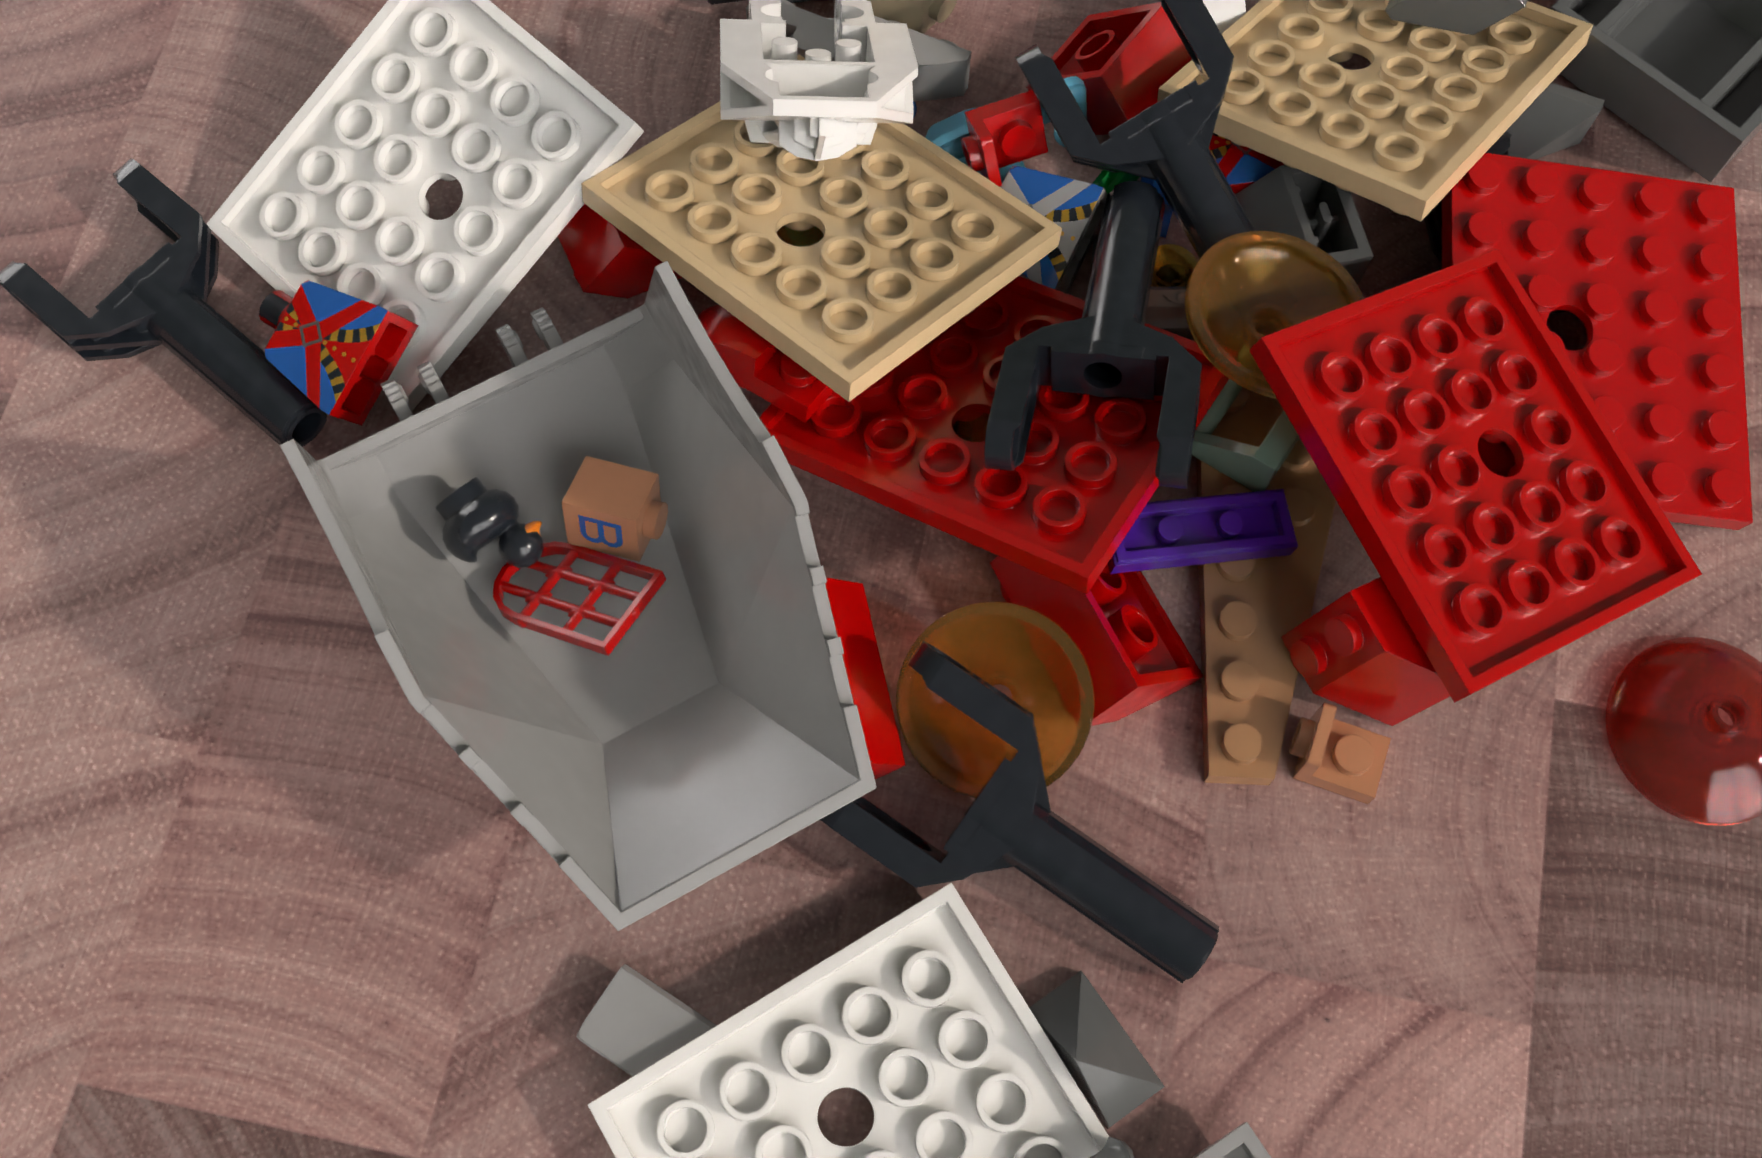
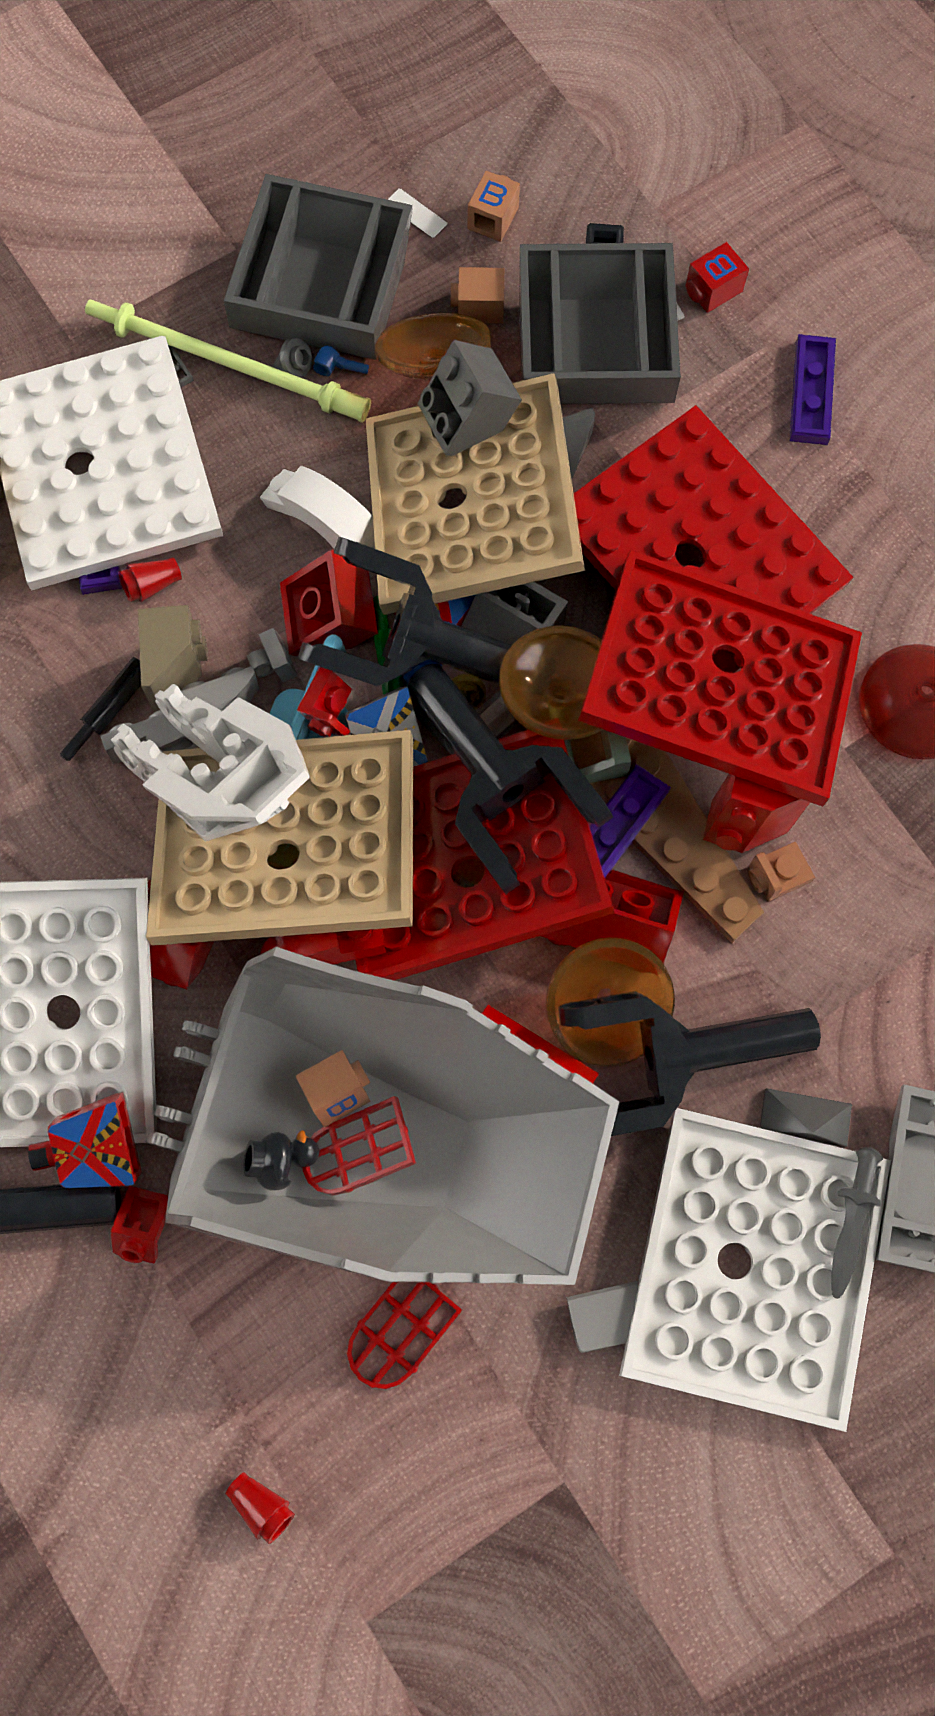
camera: 45 degrees left, 5 degrees up
(104, 852) = (260, 1507): none -> red cone
(274, 478) = (139, 1225): none -> red bracket
(399, 811) = (378, 1339): none -> red window
(998, 66) = (272, 658): none -> light grey tile

